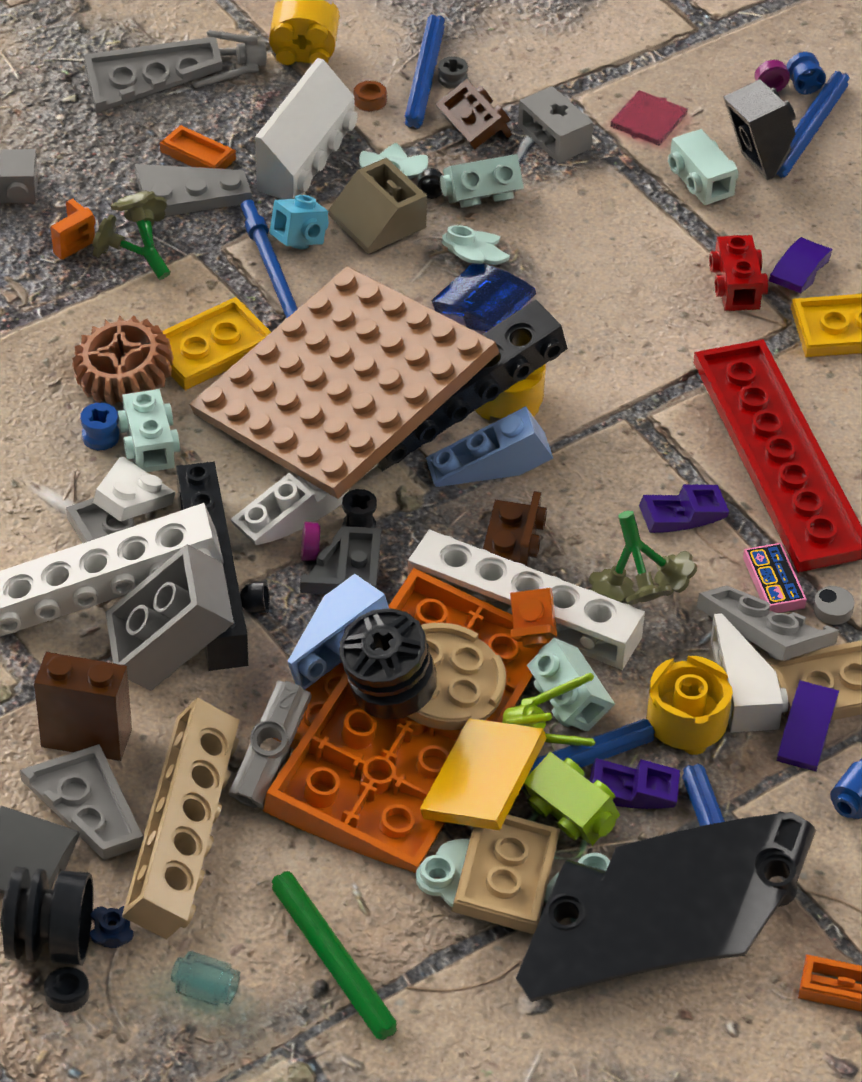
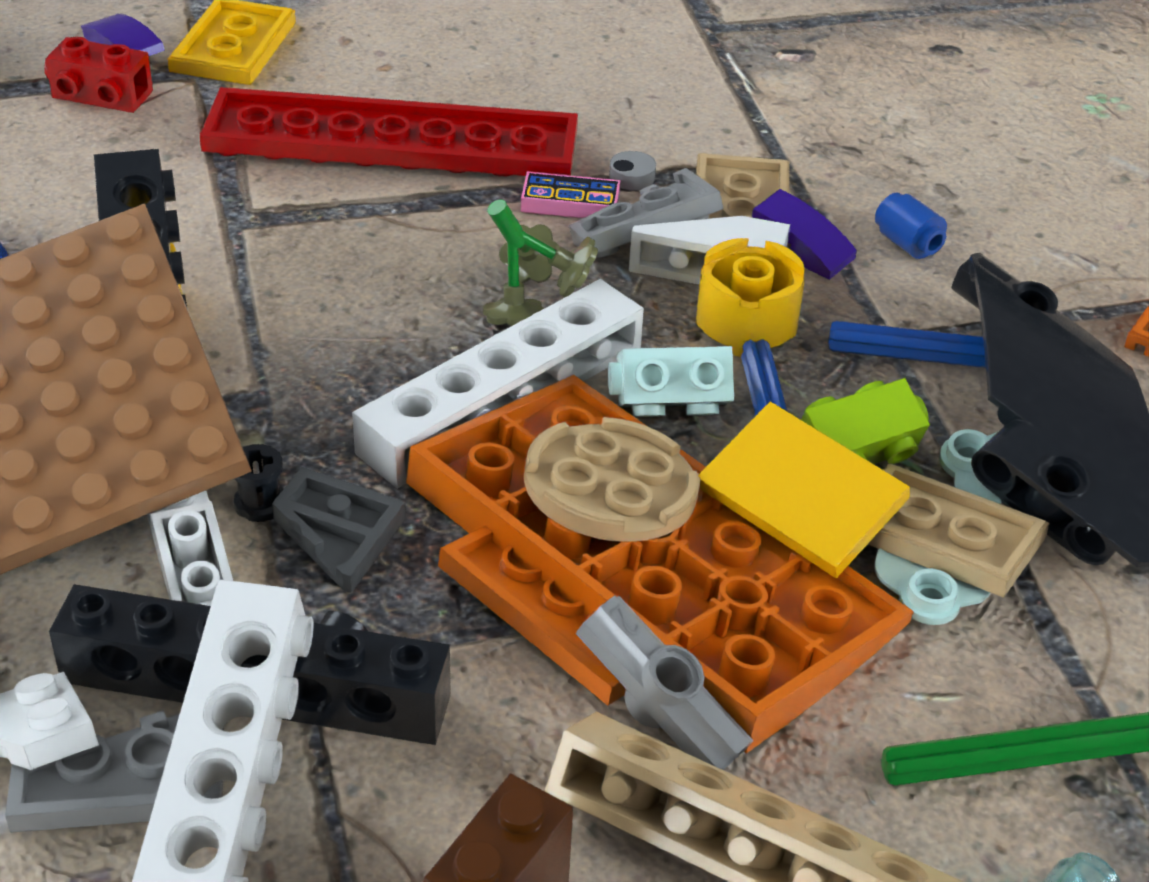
camera: 70 degrees left, 5 degrees down
(169, 617) = (378, 722): light grey brick -> none
(310, 541) = (272, 548): magenta tile -> none
(320, 643) = (496, 543): light blue slope -> none
(388, 663) = (622, 490): black wheel -> none
(493, 452) = (238, 323): light blue slope -> none
(514, 529) = (376, 353): reddish brown bracket -> none
(533, 617) = (567, 364): orange bracket -> none
(533, 716) = (715, 430): lime plant -> none
(643, 788) = (836, 373): dark purple slope -> none
(690, 509) = (425, 224): dark purple slope -> none

